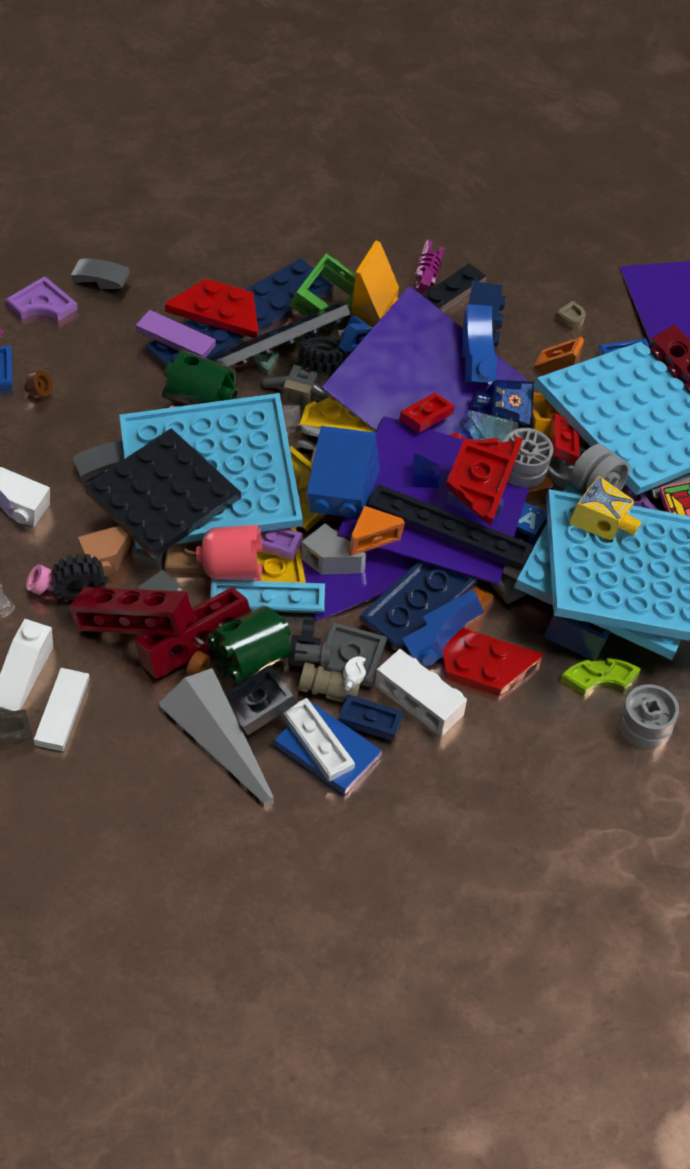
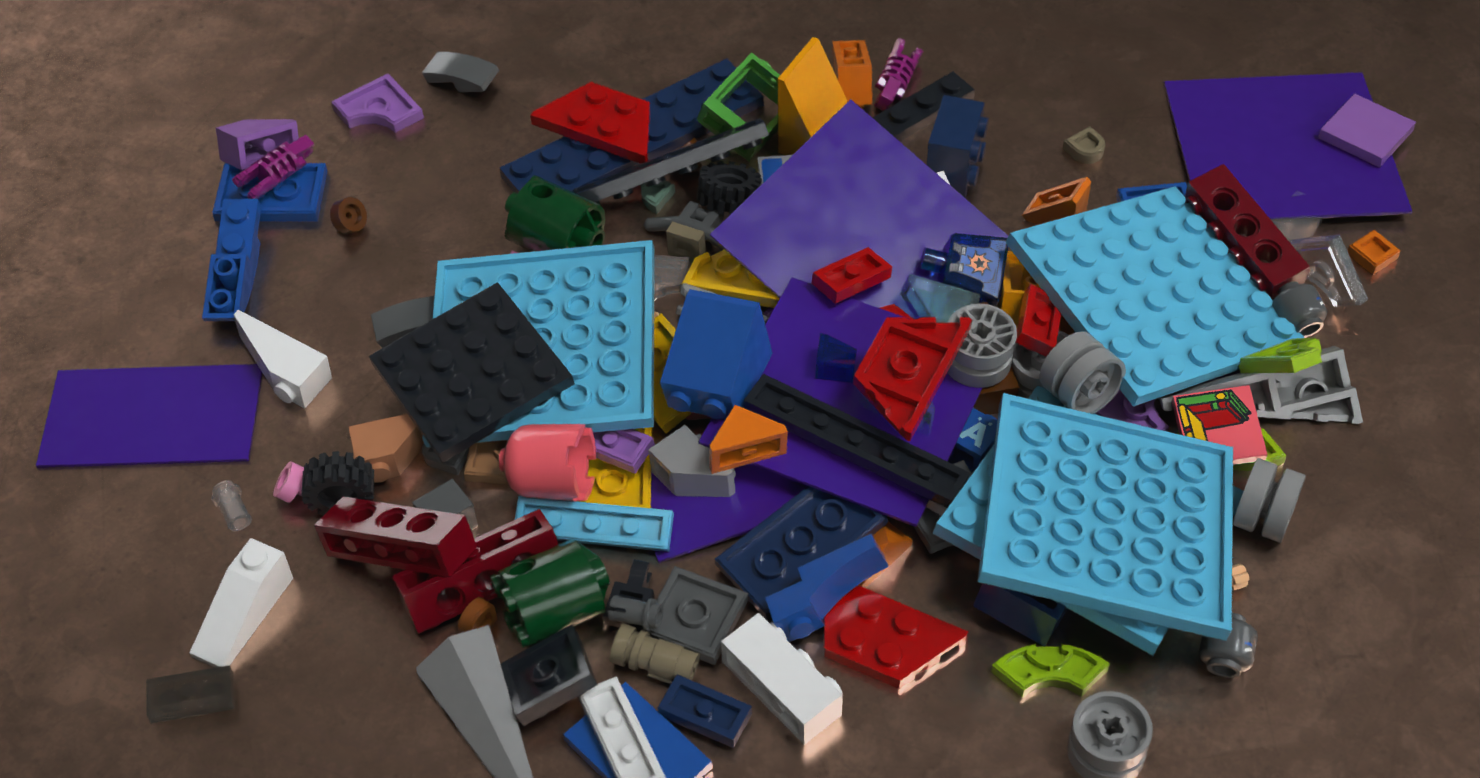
camera: 15 degrees right, 0 degrees up
(61, 709) = (282, 668): white tile -> none
(174, 334) = (537, 156): medium lavender tile -> none
(353, 334) = (770, 160): blue bracket -> none
(354, 672) = (688, 643): white piece -> none
(401, 264) = (853, 70): none -> orange slope
(478, 345) = (937, 183): blue slope -> none
(605, 511) = (1076, 430): yellow torso -> none

